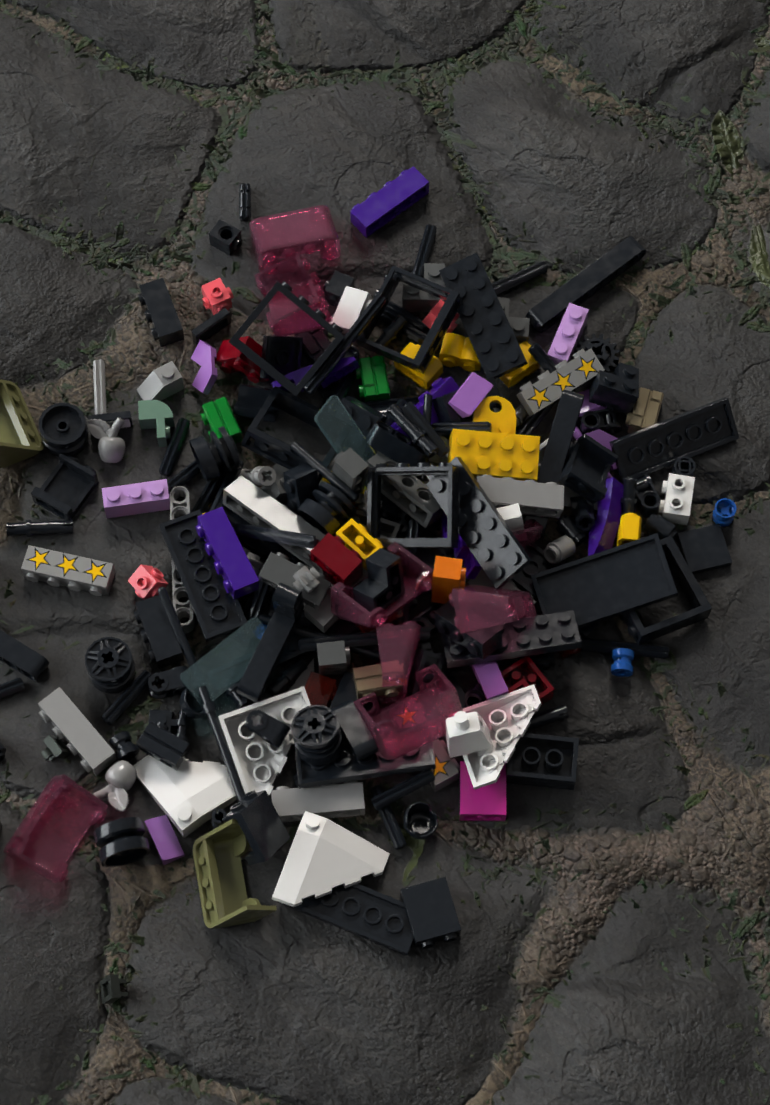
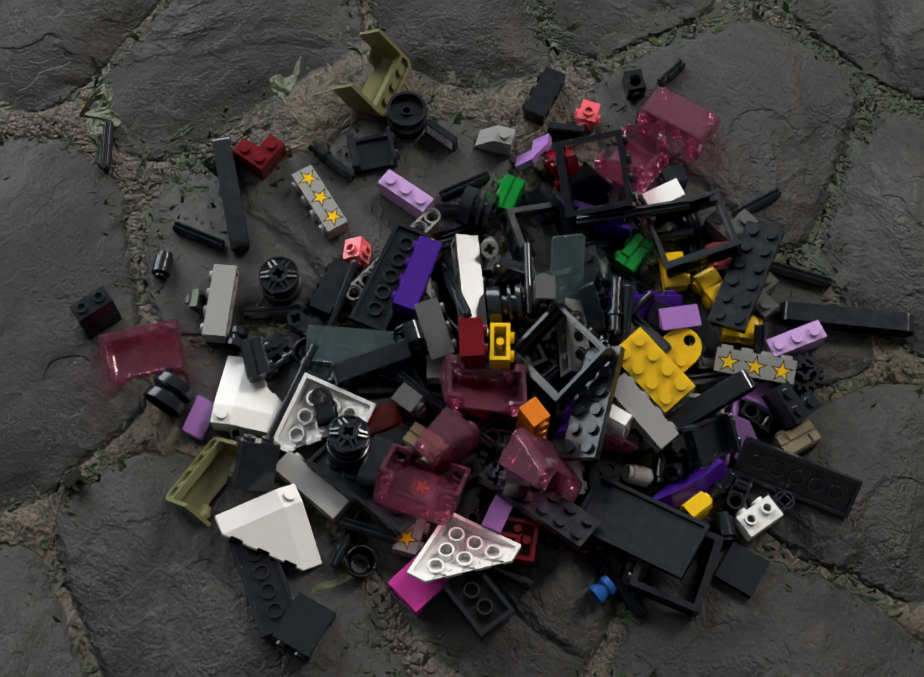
camera: 45 degrees right, 0 degrees up
(99, 387) = (458, 109): light grey axle -> none
(110, 447) = (425, 149): light grey piece -> none
(120, 779) = (213, 357): light grey piece -> none
(156, 415) = (472, 156): sand green brick -> none
(306, 579) = (438, 334): light grey gear -> none
(383, 583) = (484, 384): black brick -> none
(389, 201) = (766, 151): dark purple brick -> none
(466, 734) = (439, 533): white torso -> none
(724, 507) = (784, 555): blue wheel -> none

